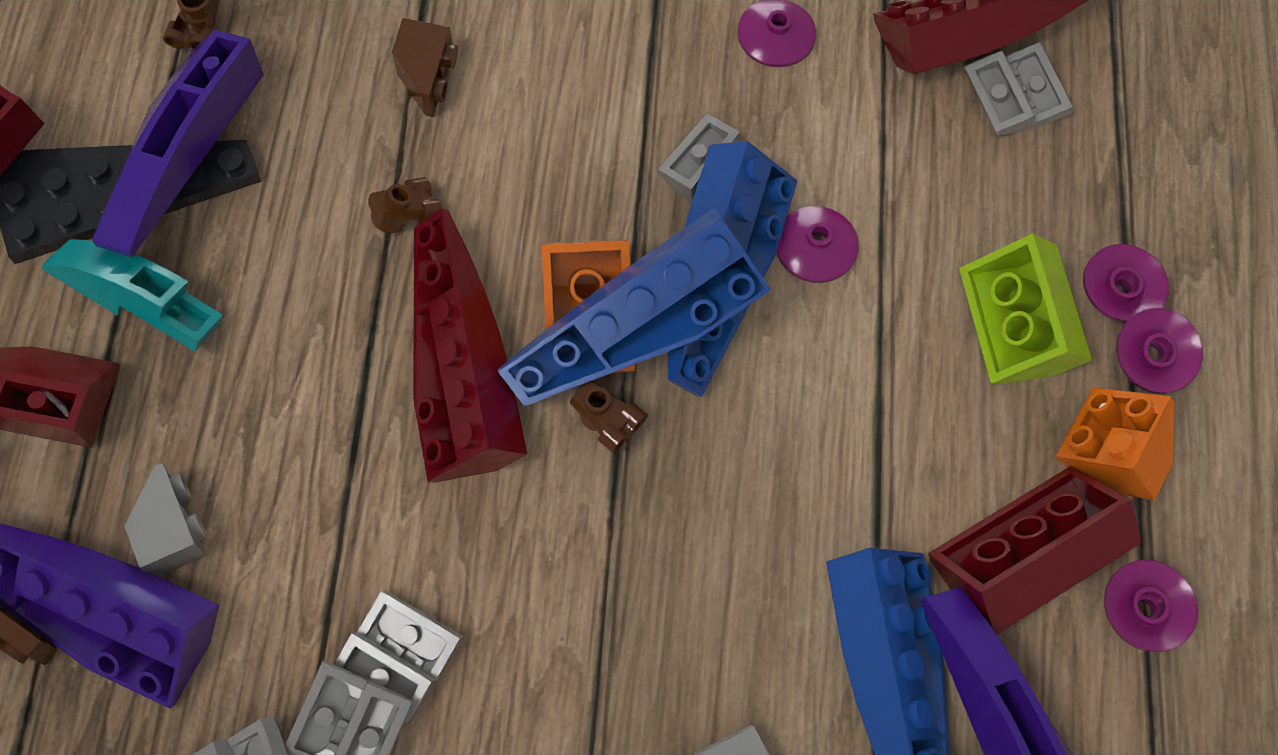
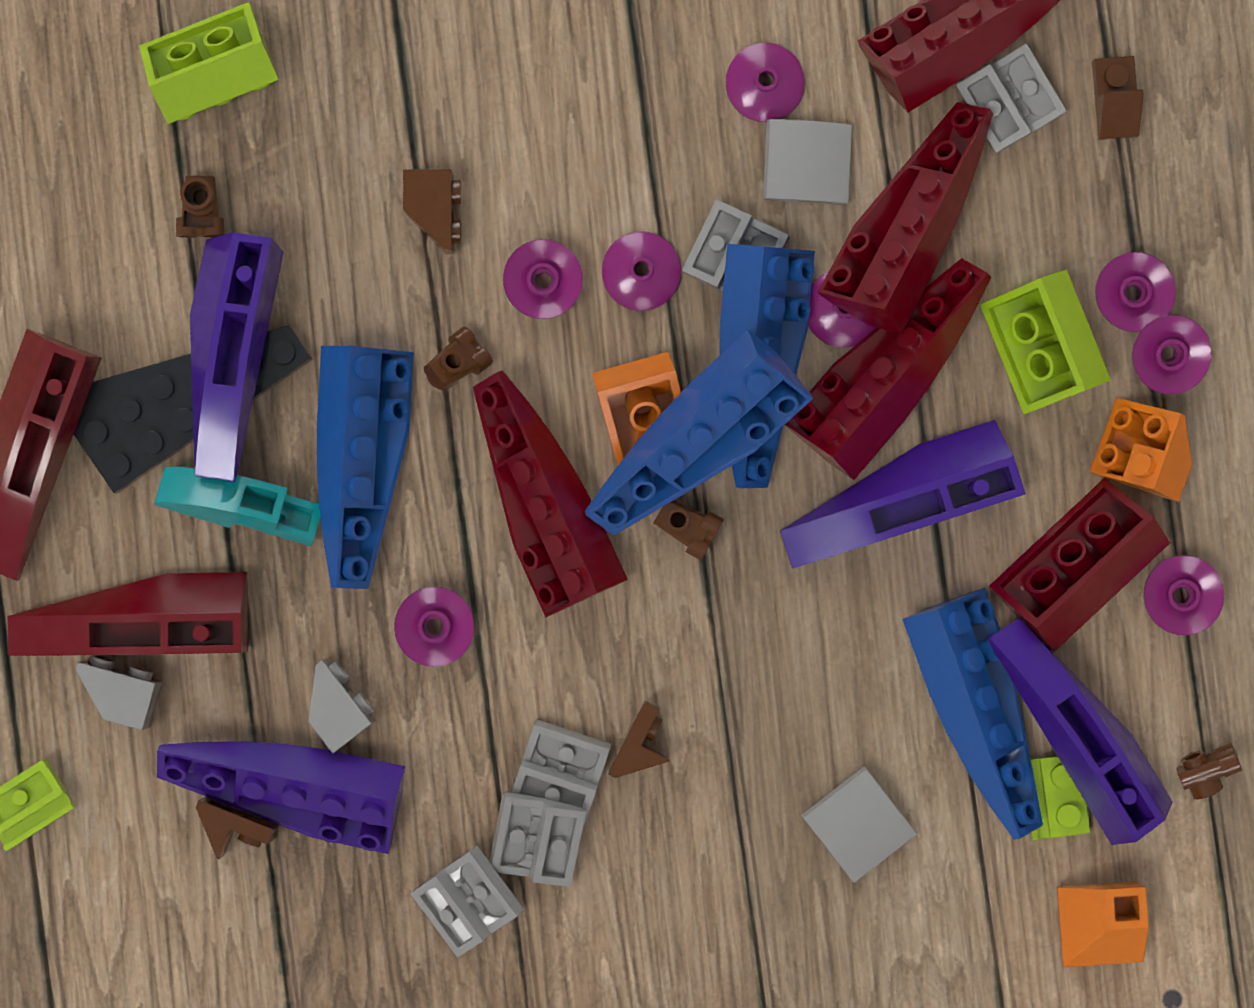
camera: 10 degrees left, 20 degrees up
(276, 269) = (359, 452): none -> blue wedge
(287, 446) = (413, 632): none -> magenta dish
(485, 650) = (633, 754): none -> reddish brown slope
(509, 134) = (539, 258): none -> magenta dish
(616, 183) = (636, 291): none -> magenta dish
(805, 102) = (807, 161): none -> light grey slope
(851, 310) = (887, 374): none -> dark red wedge
(857, 434) = (909, 493): none -> dark purple wedge
(895, 178) = (909, 225): none -> dark red wedge
(1124, 110) = (1117, 98): none -> reddish brown slope

